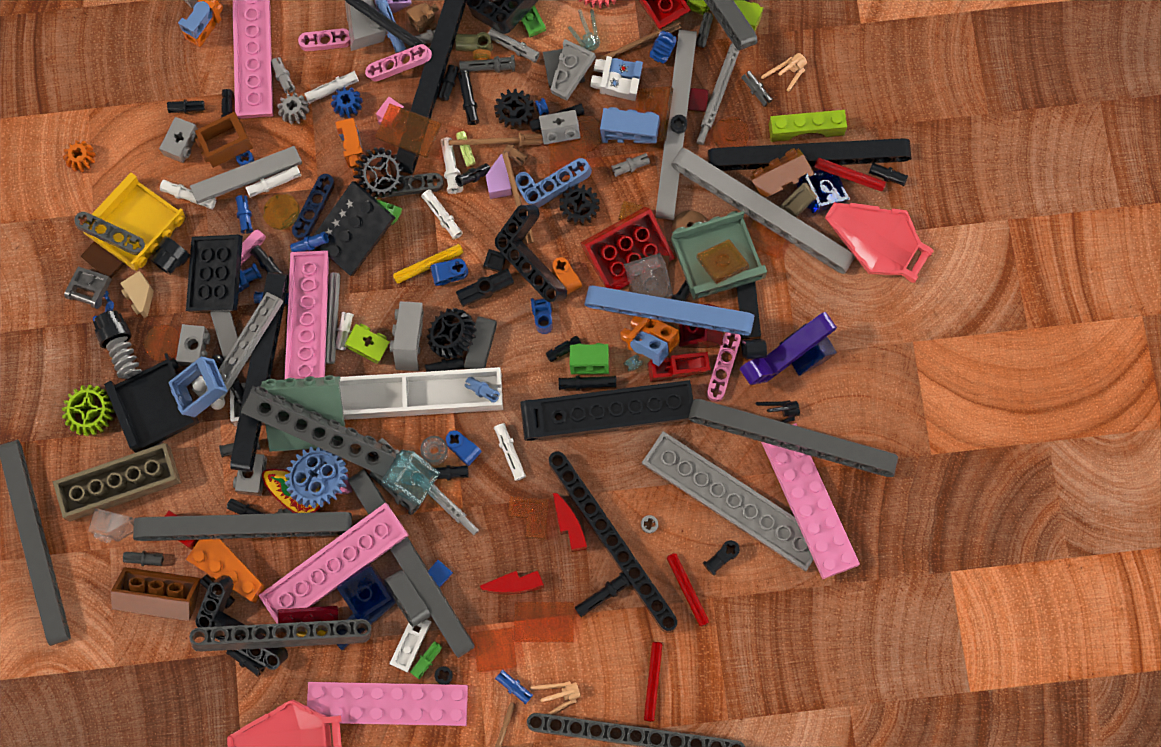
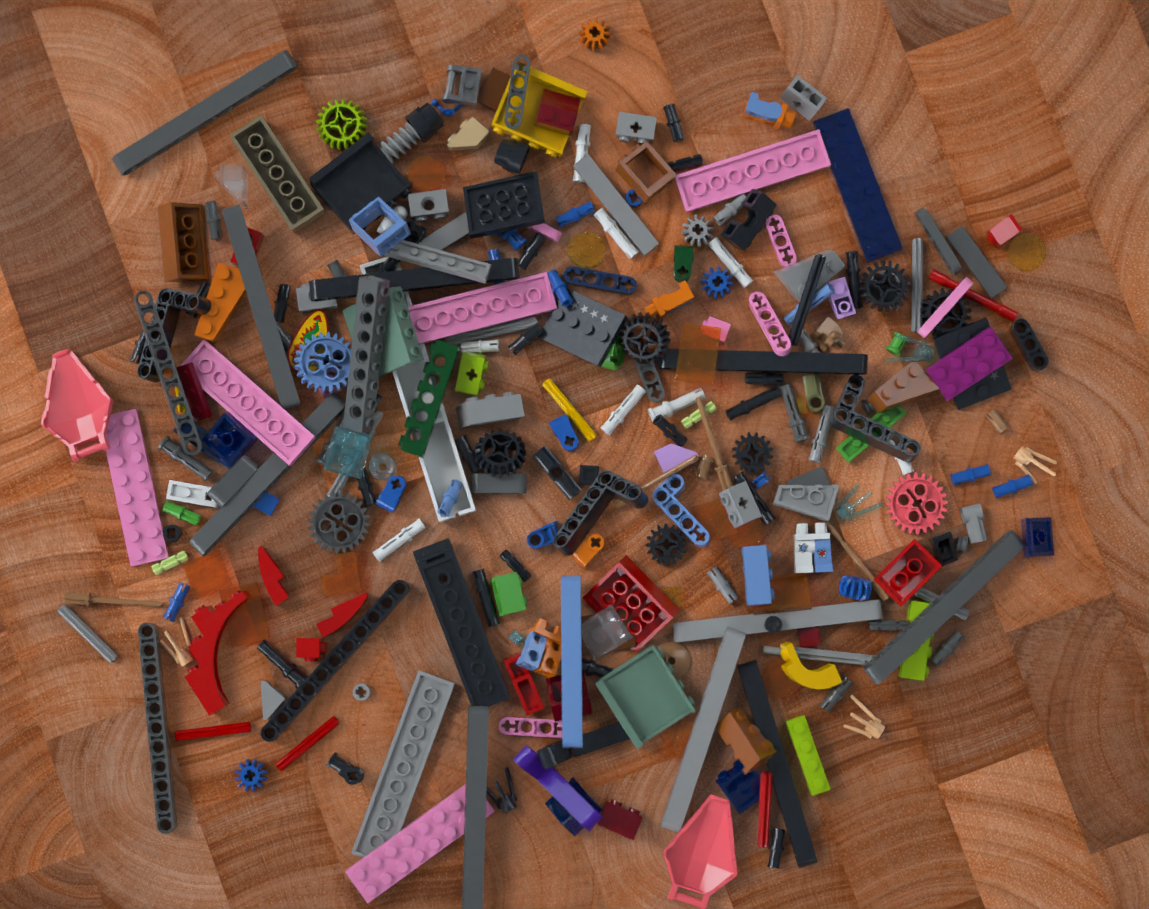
camera: 75 degrees right, 10 degrees up
(142, 204) = (557, 112): none -> dark red slope
(307, 69) = (759, 209): none -> black arch
(319, 128) = (682, 260): none -> dark green piece
(342, 353) = (437, 350): none -> dark green brick
(348, 286) = (526, 338): none -> black axle
(364, 650) = (177, 453): none -> dark grey pin
(472, 684) = (170, 562): none -> yellowish green axle
(488, 517) = (347, 507): none -> dark grey gear
(544, 654) = (211, 623): none -> red arch
(594, 560) = (310, 648): none -> red brick
(635, 613) = (271, 699): none -> light grey slope
(701, 657) = (256, 779): none -> blue gear
(722, 261) = (637, 702): clear orange tile -> none
(732, 112) = (820, 678): none -> yellow arch
(799, 200) = (721, 763): dark tan tile -> none
(833, 302) = (620, 820): none -> dark red slope

